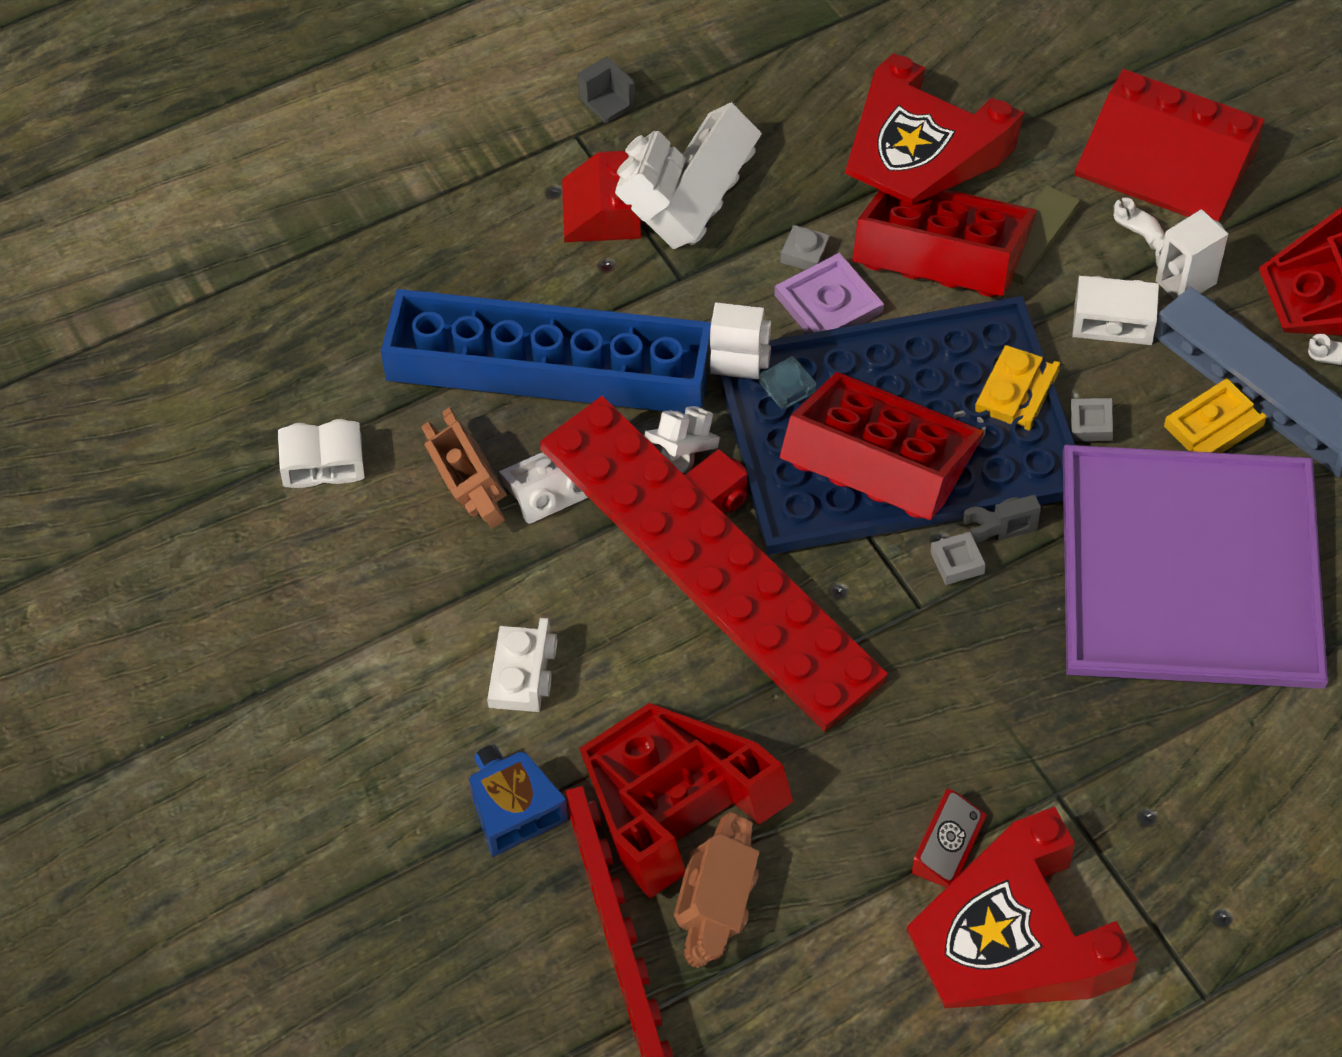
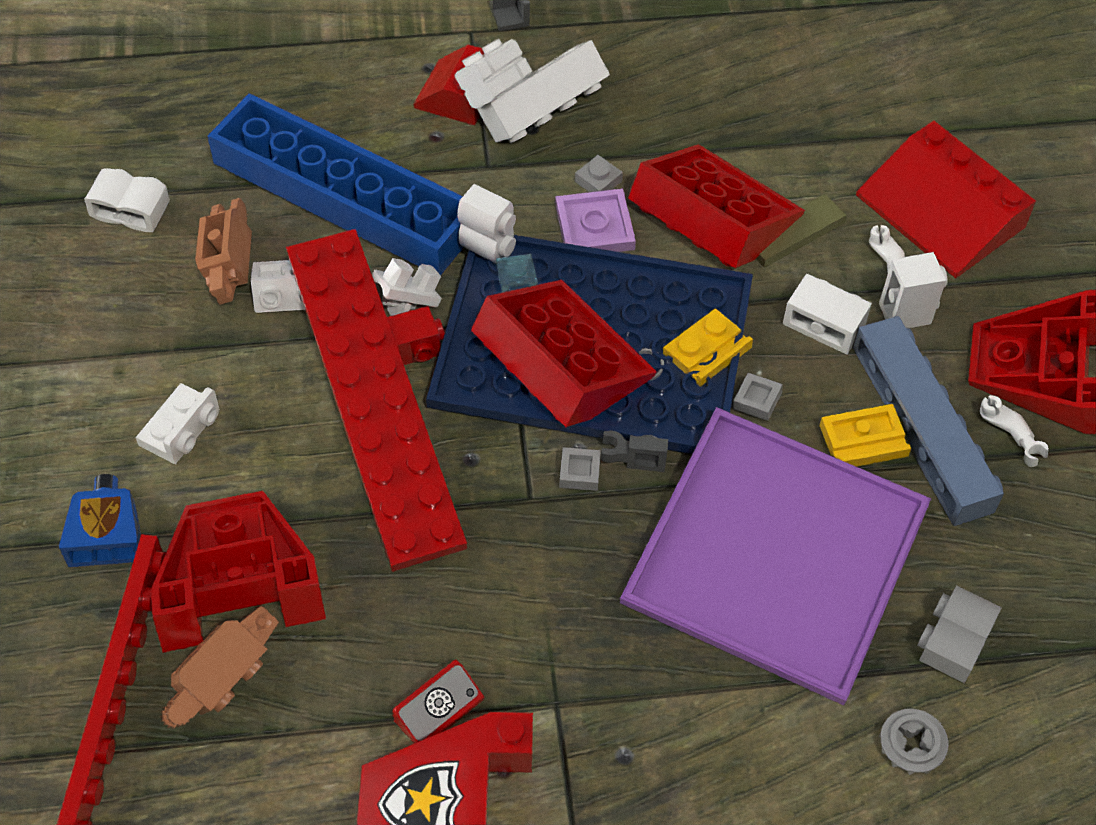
camera: 20 degrees right, 0 degrees up
(922, 144) = (735, 125): red wedge -> none

